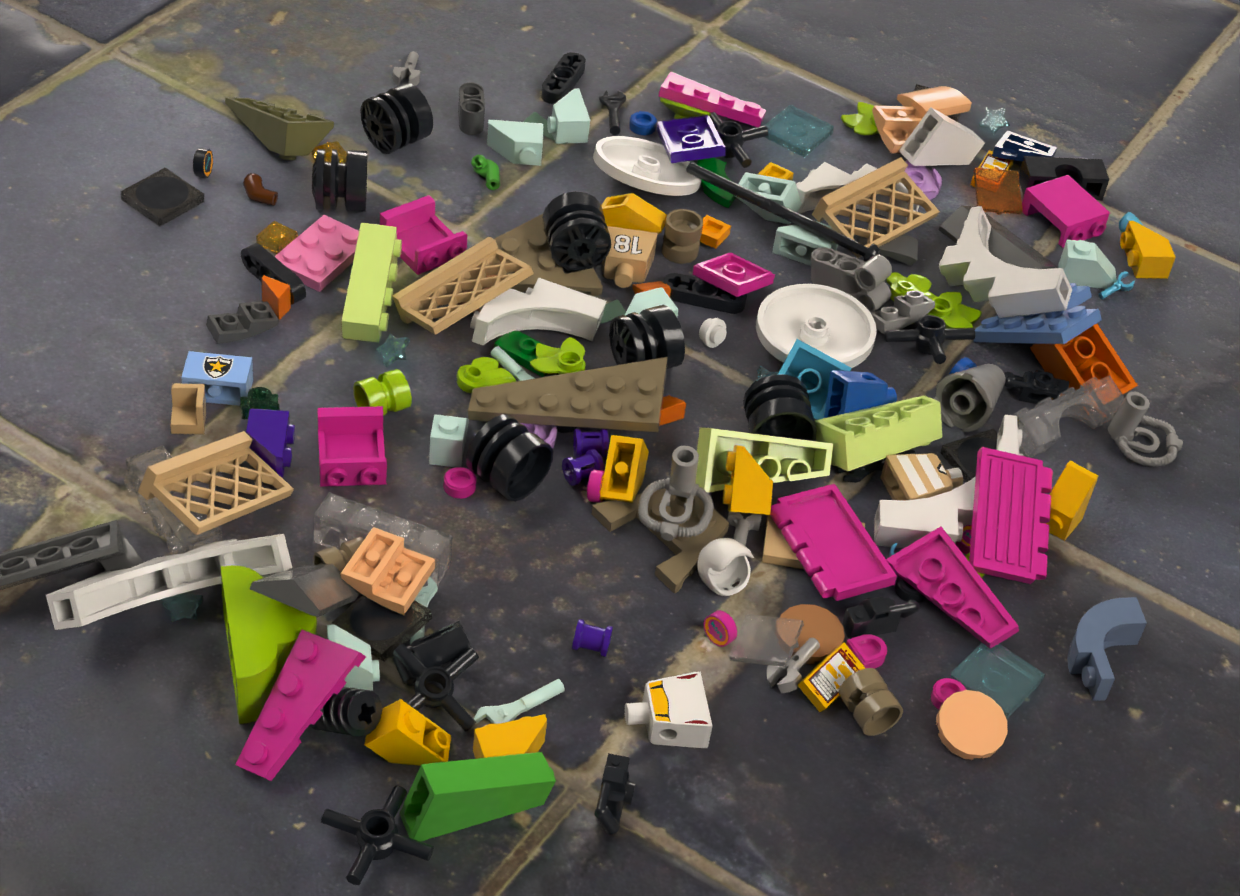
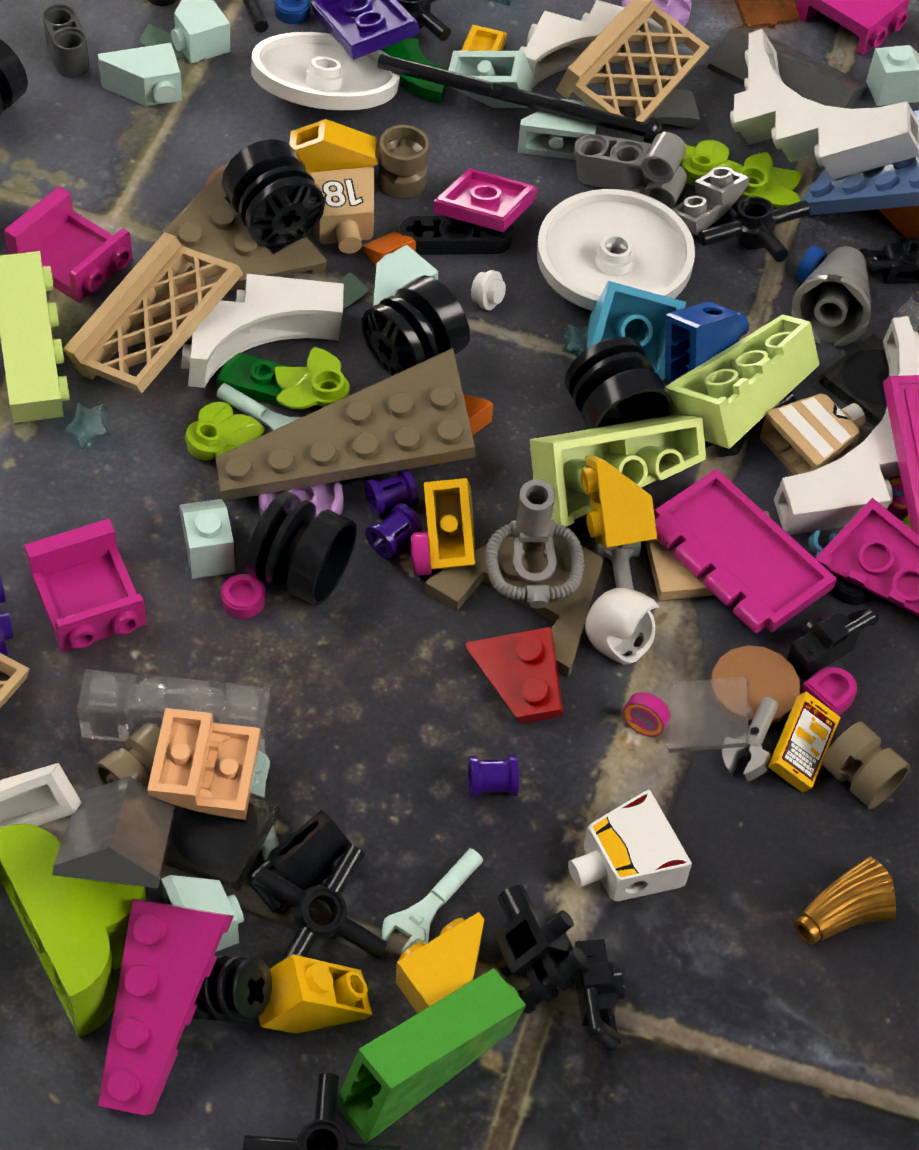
camera: 15 degrees left, 10 degrees up
(388, 391) = (105, 493): lime wheel -> none
(488, 170) = (118, 125): bright green arm -> none
(578, 750) = (537, 948): none -> black piece
(641, 579) = (522, 672): none -> red wing
(714, 231) = (441, 143): light orange plate -> none
(822, 787) = (853, 899): none -> pearl gold piece

